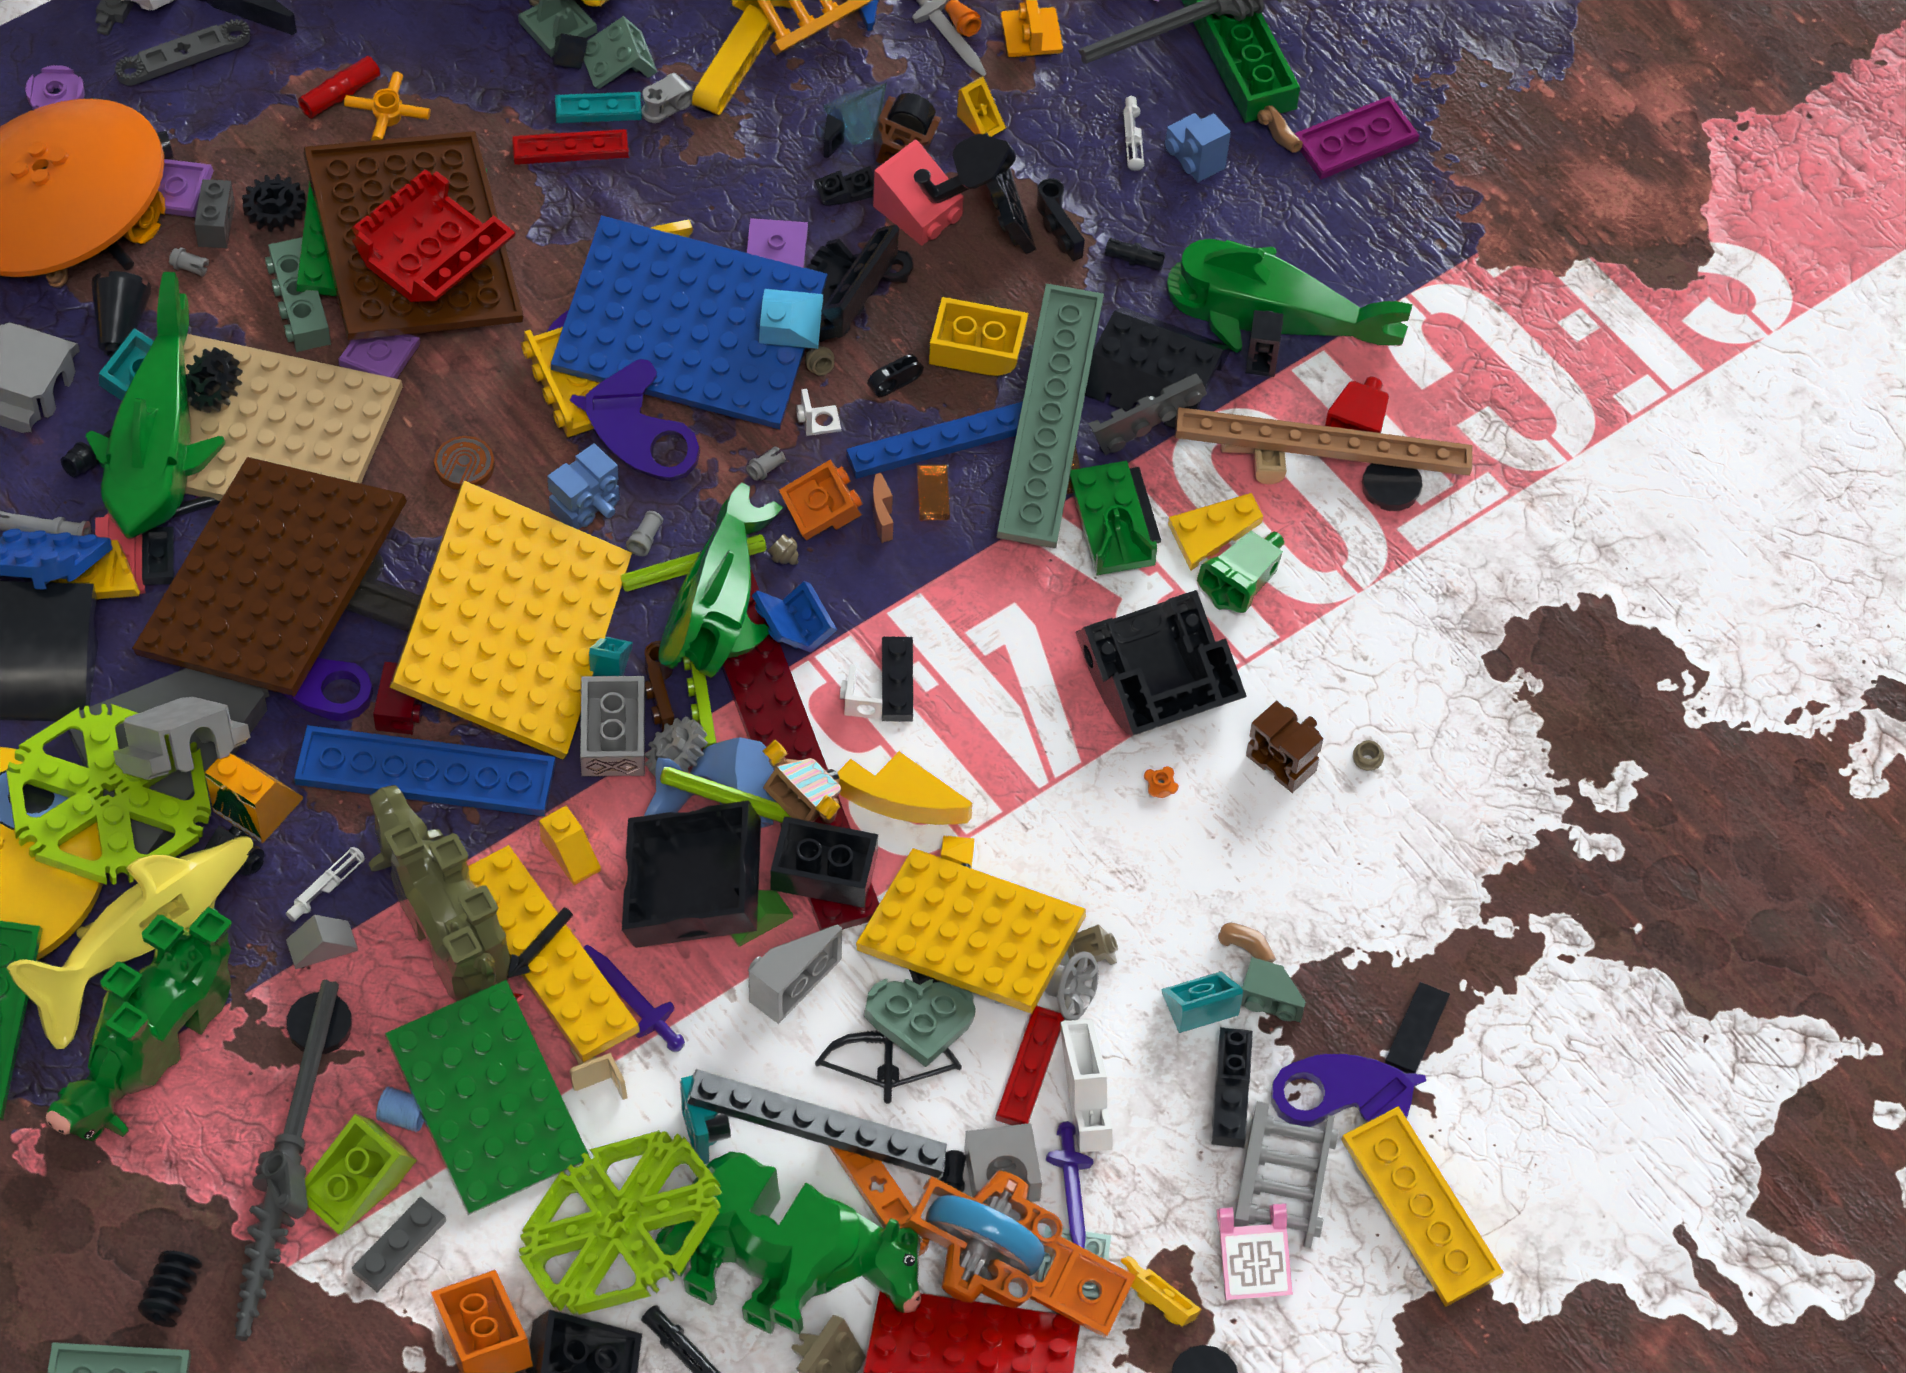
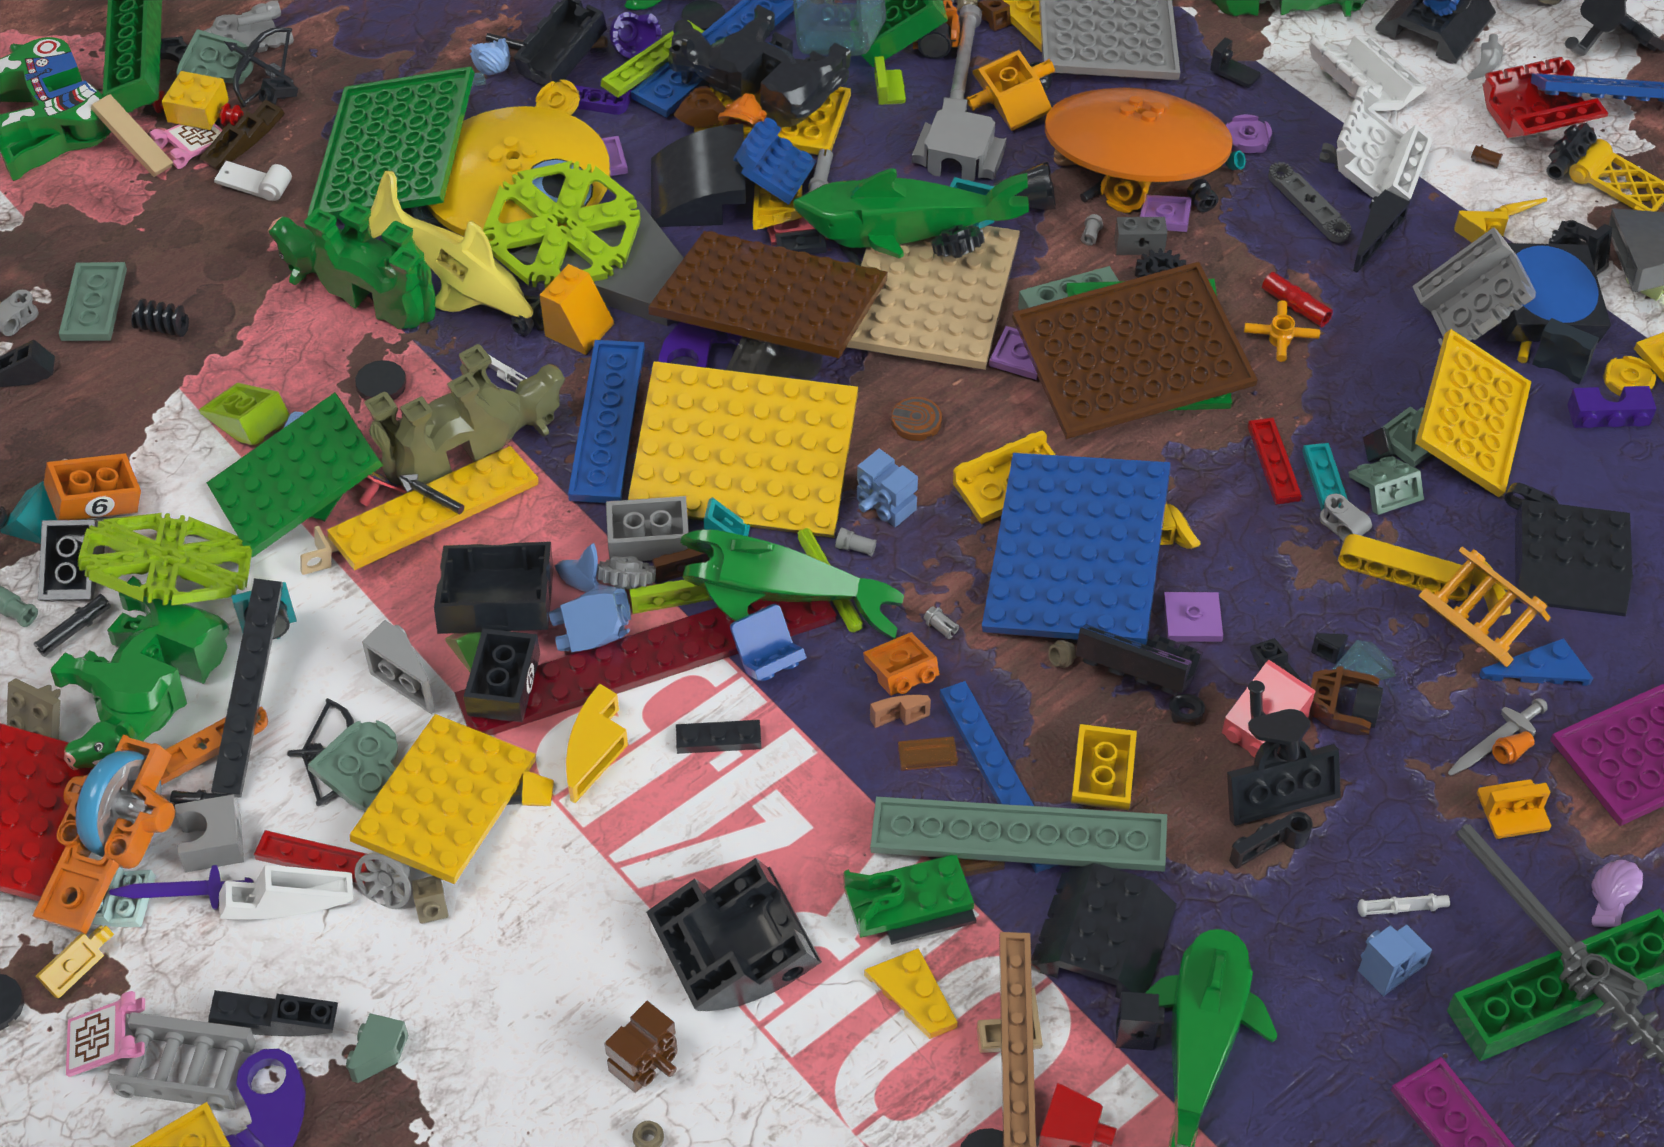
camera: 90 degrees right, 5 degrees down
(147, 750) = (605, 237): light grey piece -> none
(282, 1173) = (251, 367): dark grey piece -> none
(320, 940) = (447, 370): light grey slope -> none
(398, 1244) = (187, 446): dark grey plate -> none
(426, 239) = (1115, 344): red slope -> none
(569, 845) = (536, 513): yellow slope -> none
(617, 419) = (952, 521): dark purple animal -> none
(652, 1018) = (376, 586): dark purple sword -> none
(721, 793) = (555, 603): lime axle -> none
(784, 551) = (846, 641): dark tan plate -> none
(790, 318) = (1084, 602): medium azure slope -> none
(802, 786) = (573, 653): medium nougat torso -> none
(808, 415) = (996, 649): white bracket -> none
(852, 702) = (696, 697): white bracket -> none
(895, 375) = (1054, 713): black piece -> none
(978, 109) = (1393, 764): yellow slope -> none
(1135, 254) = (1244, 909): black pin -> none
(1149, 411) = (1021, 909): dark grey wing -> none
(1159, 789) = (612, 958): orange plate -> none
(1203, 1001) = (373, 986): teal slope -> none
(1241, 571) = (857, 1012): piece -> none
(1247, 938) = (436, 1030): medium nougat arm -> none
(1279, 129) = (1443, 1041): medium nougat arm -> none

